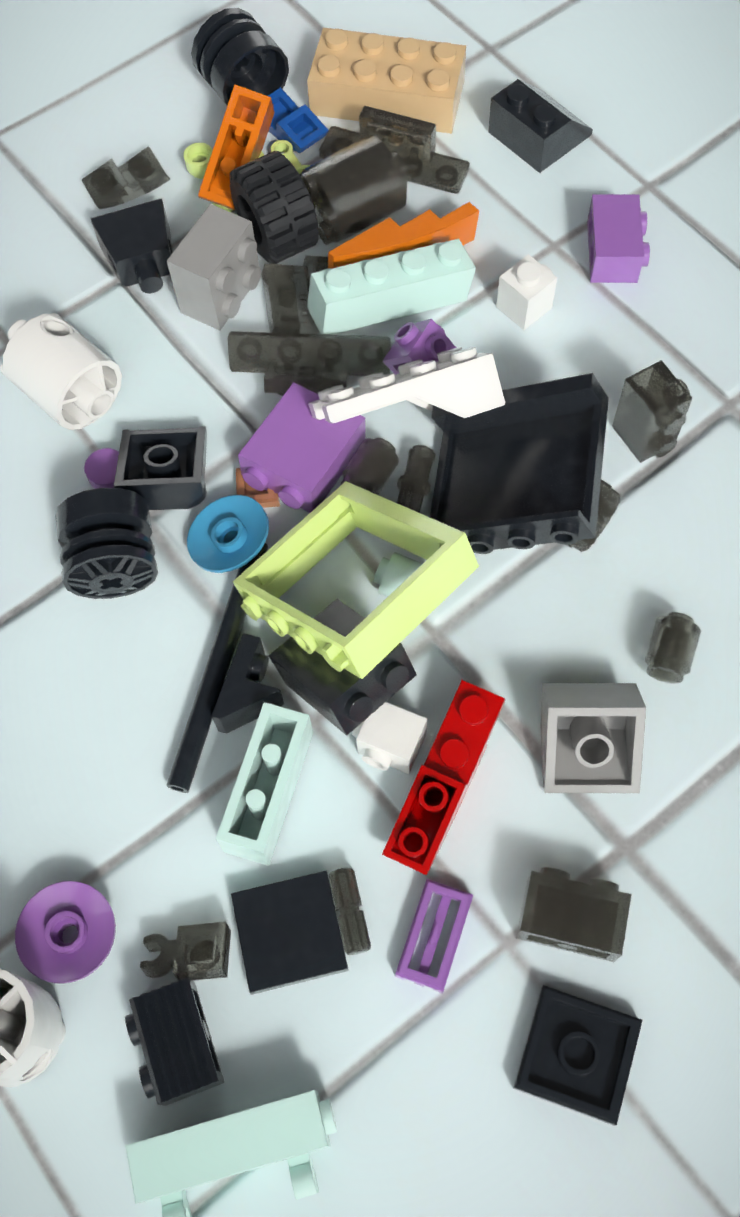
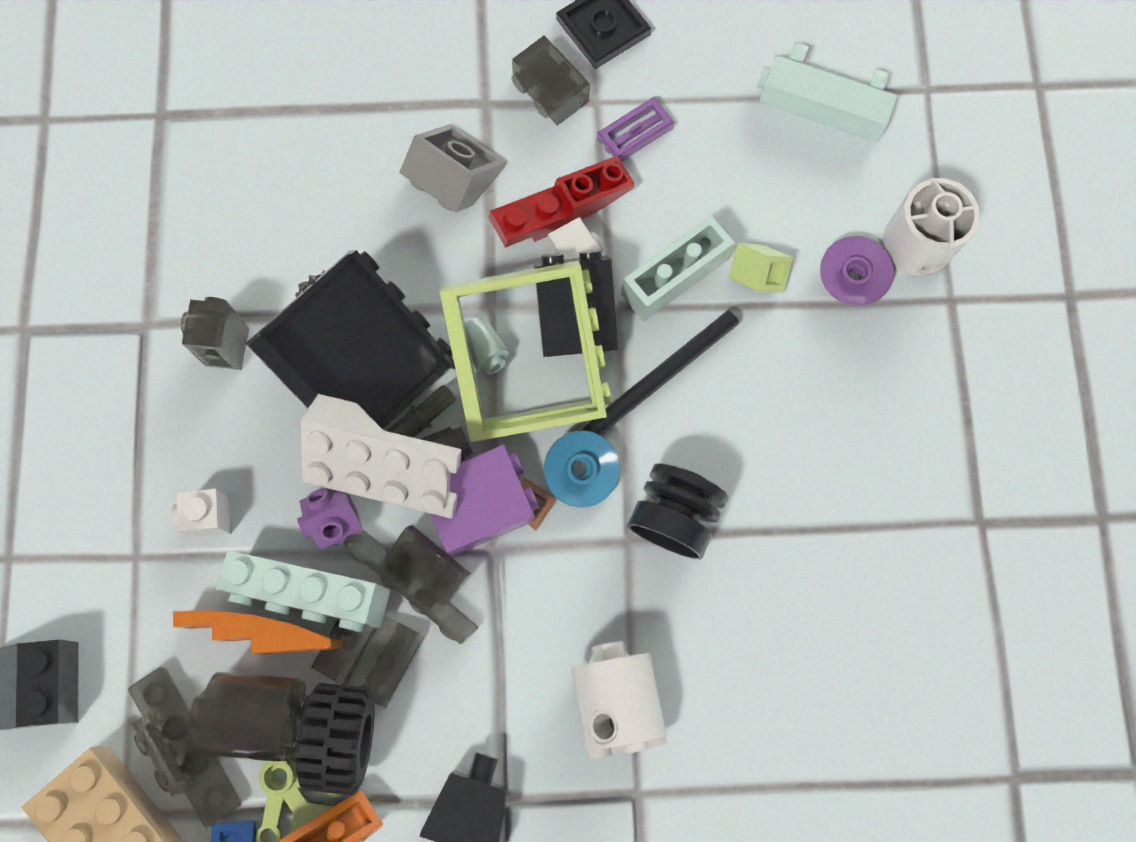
camera: 150 degrees left, 10 degrees up
(101, 468) = (633, 600): medium lavender tile -> none
(164, 466) = (591, 561): black slope -> none
(174, 1042) = (826, 168): black brick -> none
(179, 861) = (760, 267): none -> yellowish green panel
(196, 954) = (782, 207): clear smoke plate -> none
(215, 267) = (426, 716): light grey brick -> none
(240, 695) = (653, 342): black slope -> none
(289, 932) = (719, 187): black tile -> none
(352, 920) = (675, 174): clear smoke piece -> none
(616, 238) = (89, 514): medium lavender brick -> none
(672, 647) = (354, 182): clear smoke brick -> none

